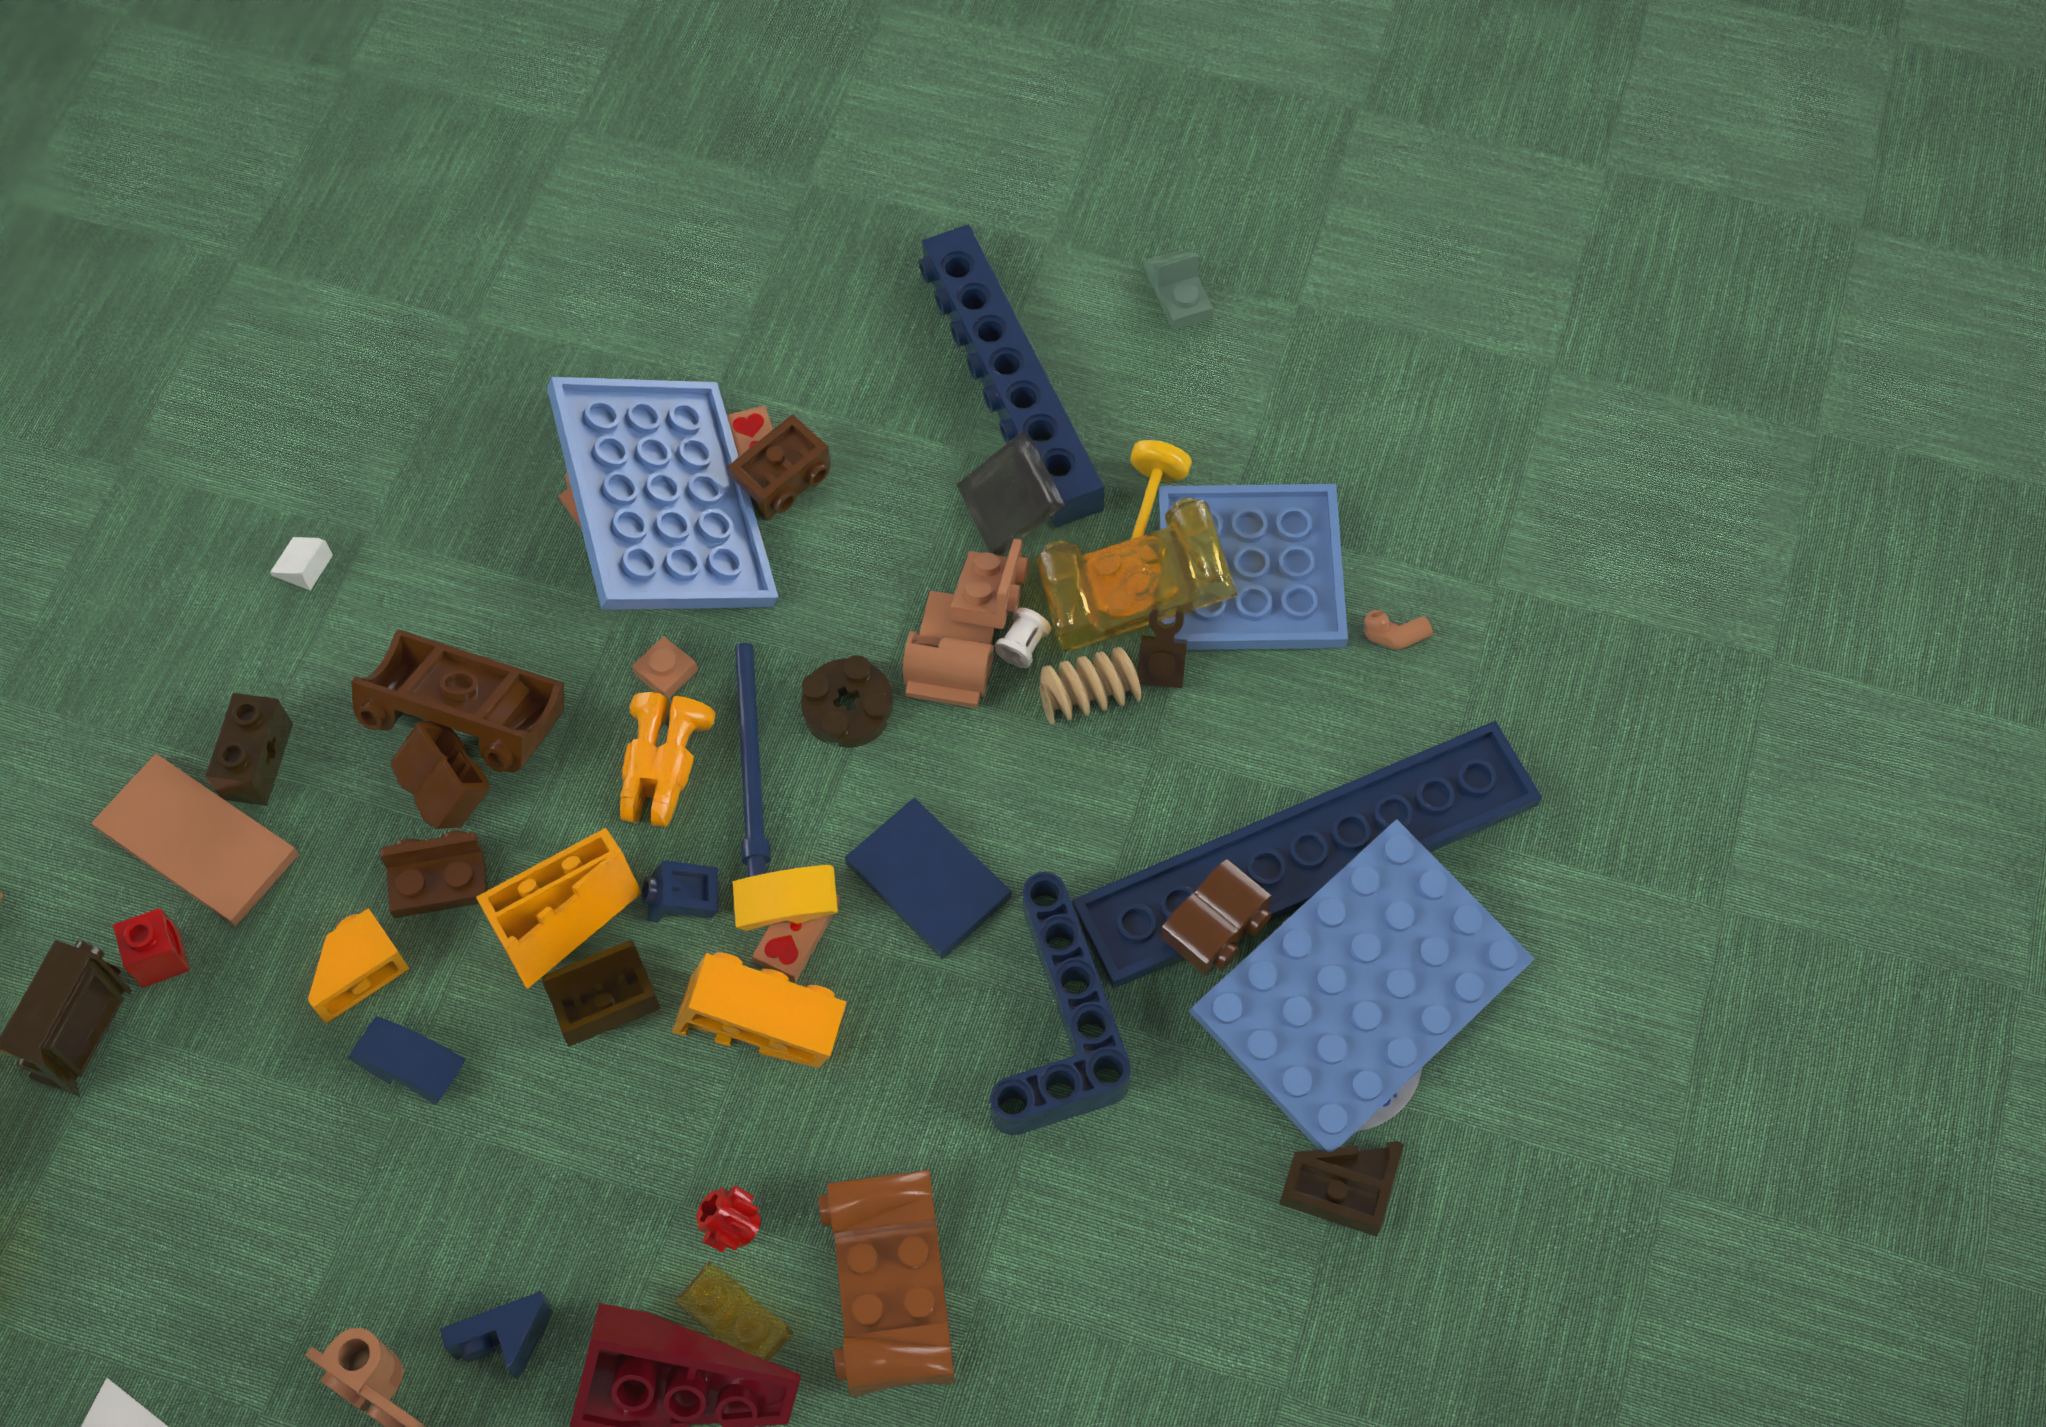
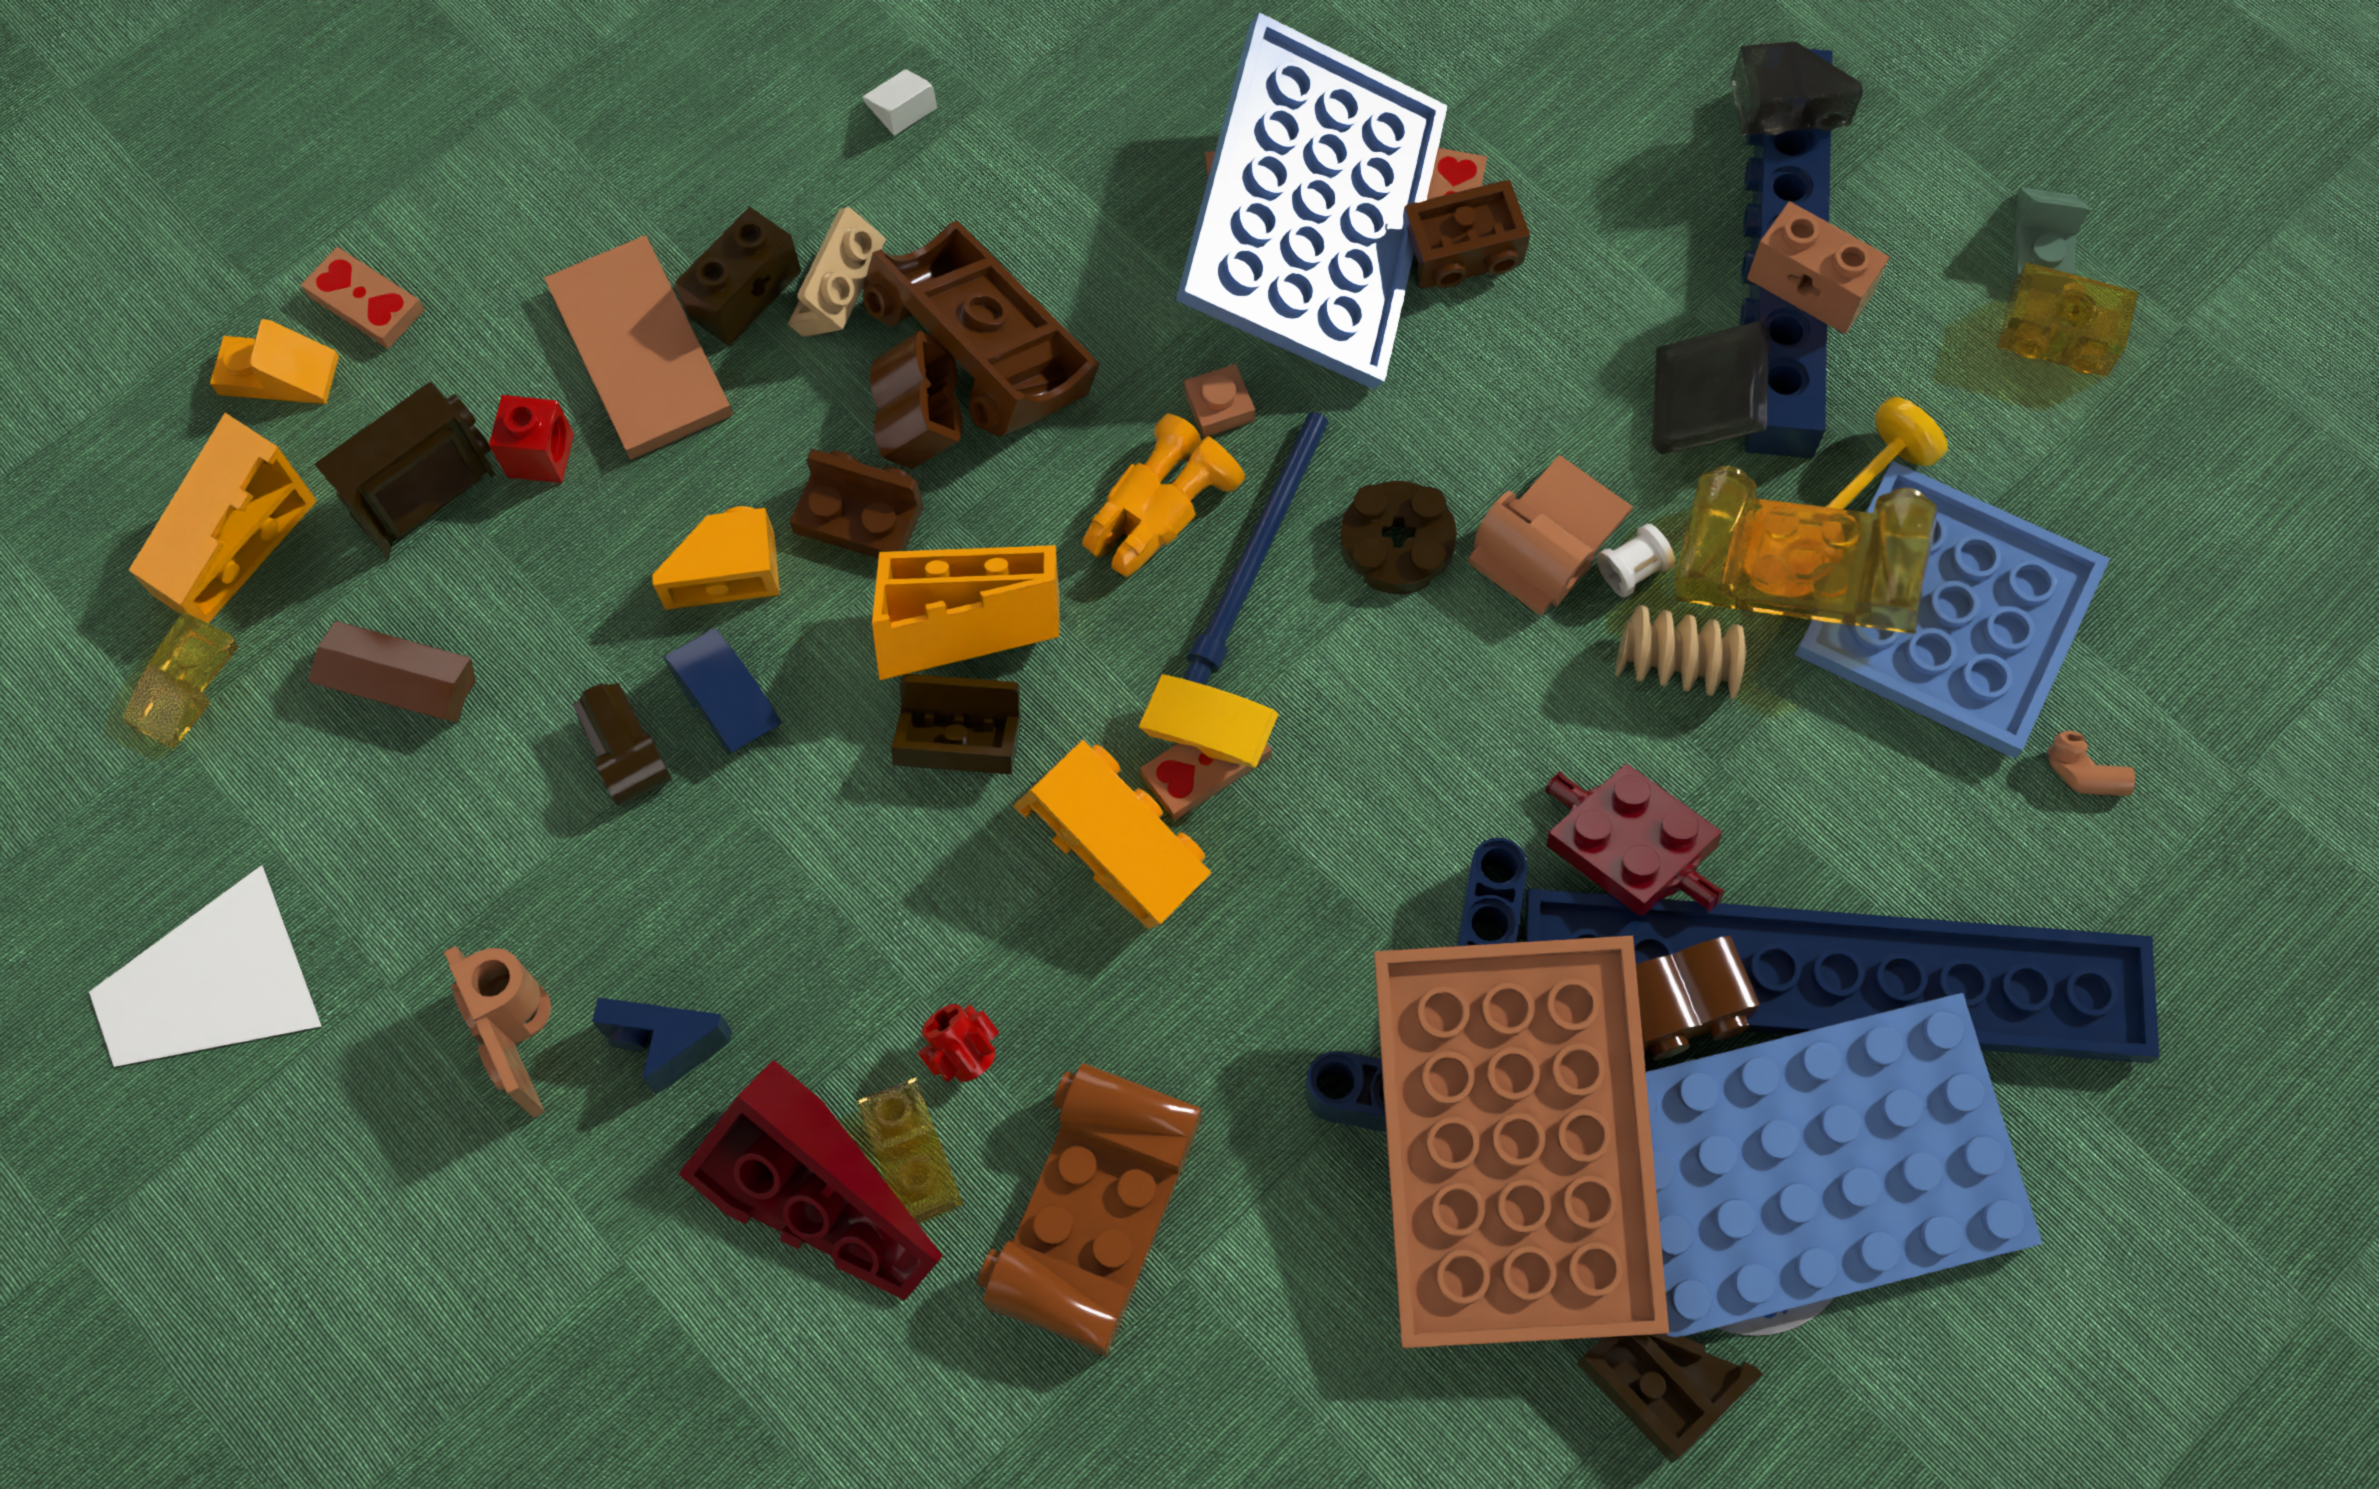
camera: 30 degrees right, 5 degrees up
(134, 1176) = (393, 671): none -> reddish brown piece
(327, 713) = (836, 275): none -> tan bracket
(359, 1145) = (624, 752): none -> dark brown piece
(681, 890) = (1103, 656): dark blue bracket -> none
(928, 877) = (1381, 780): dark blue tile -> none
(956, 263) = (1791, 89): none -> clear smoke slope
(990, 587) = (1629, 484): nougat bracket -> none
(1040, 377) = (1817, 267): none -> nougat brick
(1125, 829) = (1634, 840): none -> dark red plate
(1161, 1073) = (1519, 1143): none -> nougat plate
(1163, 655) = (1788, 660): dark brown plate -> none
(1222, 336) = (2096, 316): none -> clear yellow brick

